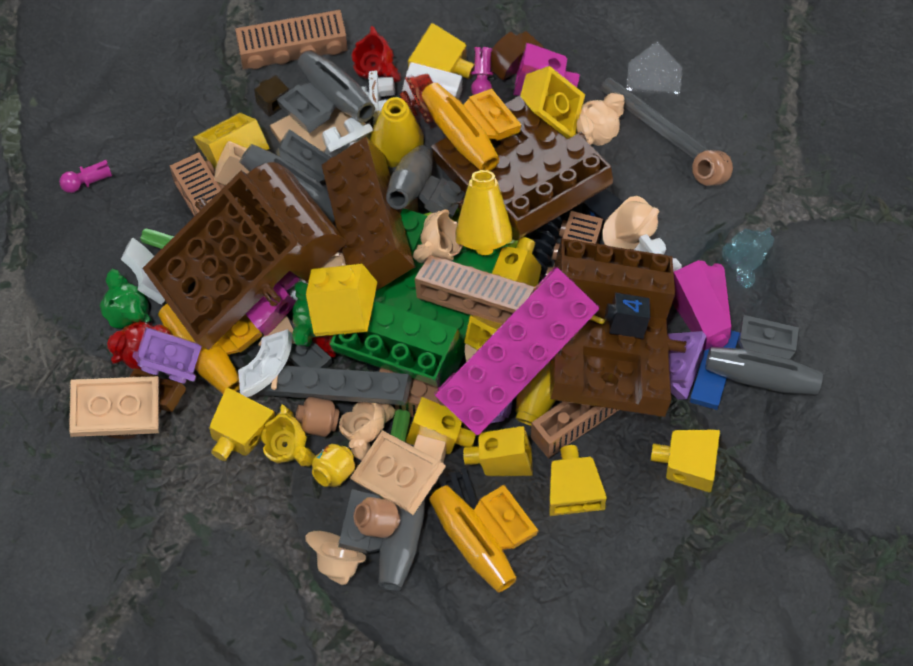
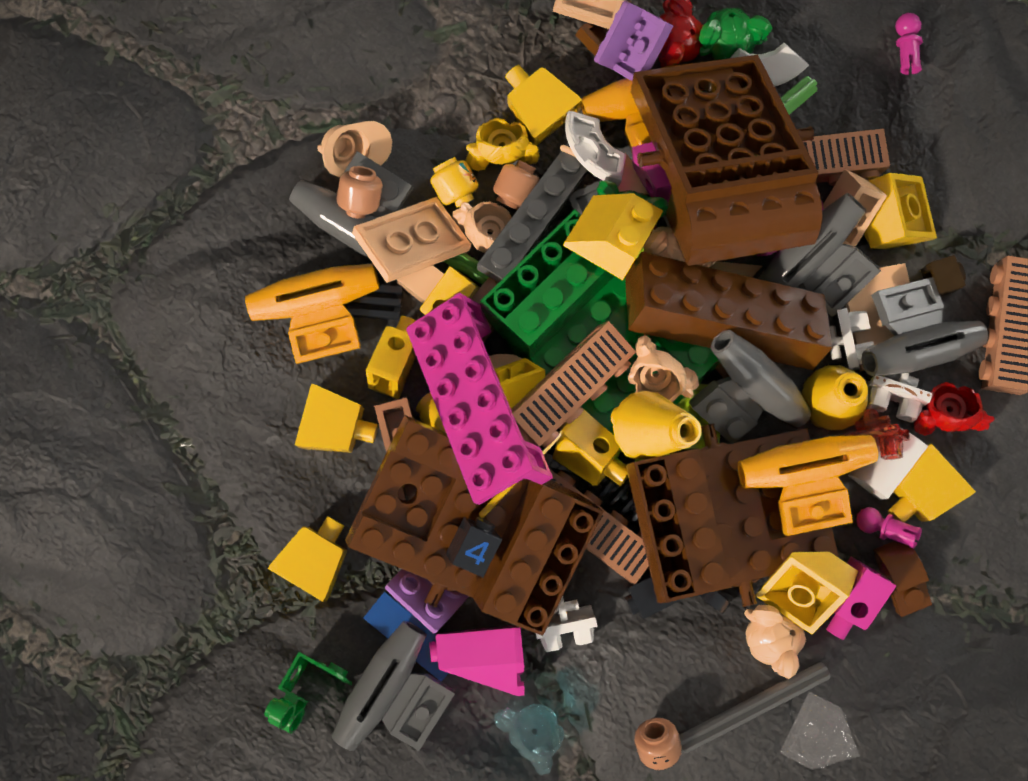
camera: 110 degrees right, 20 degrees up
(630, 222) = (620, 616): light nougat piece -> none
(816, 425) = (289, 711): none -> green piece

